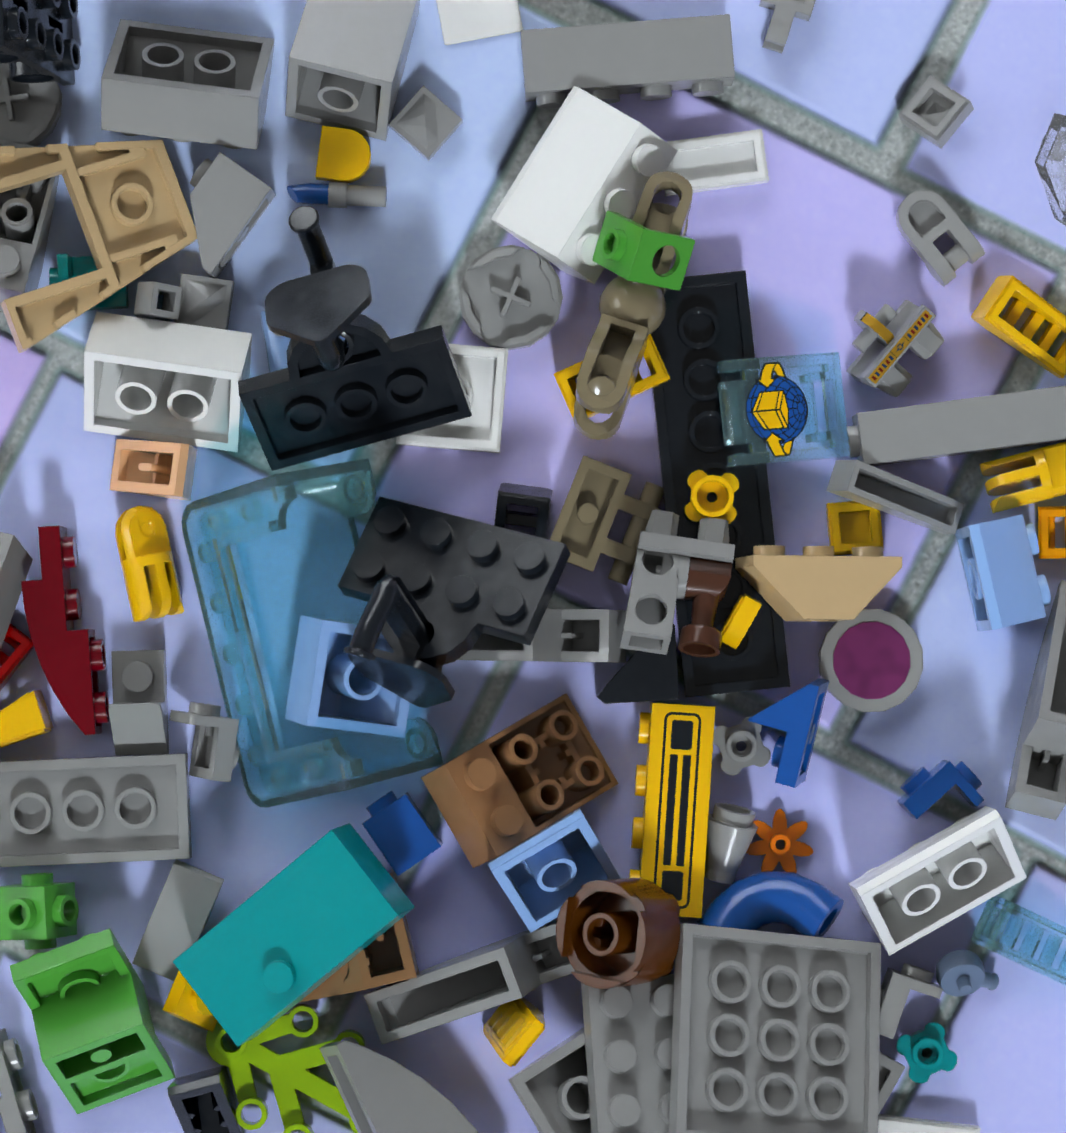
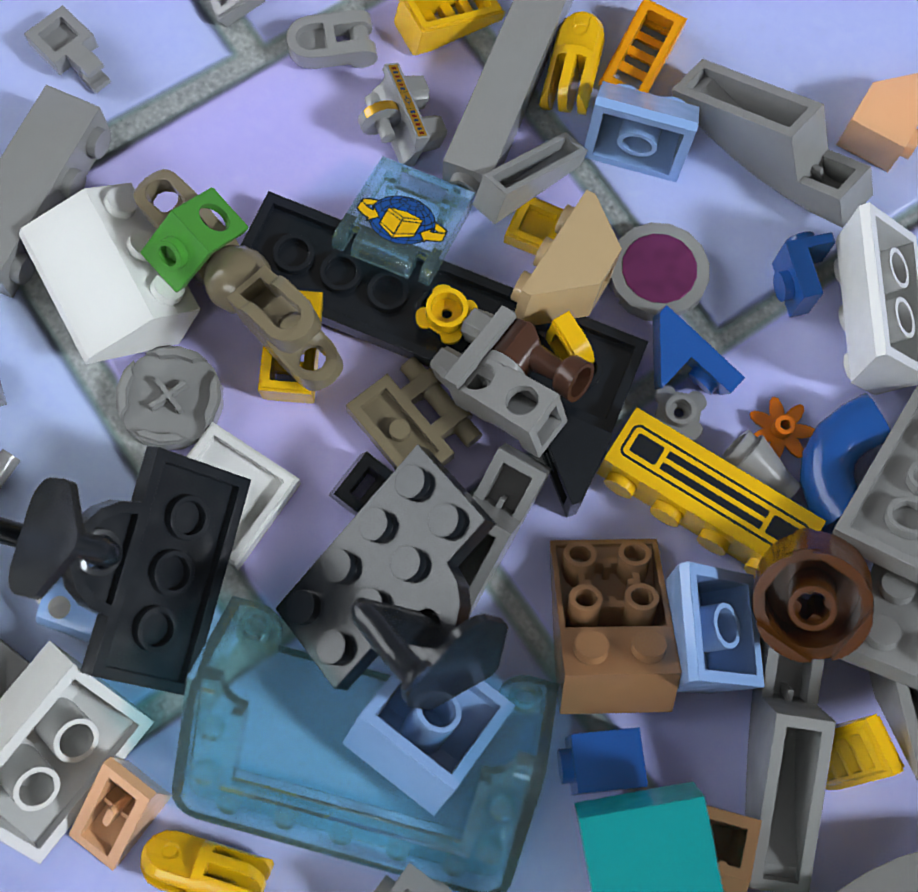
camera: 65 degrees left, 15 degrees down
(720, 161) = (172, 151): white tile -> none

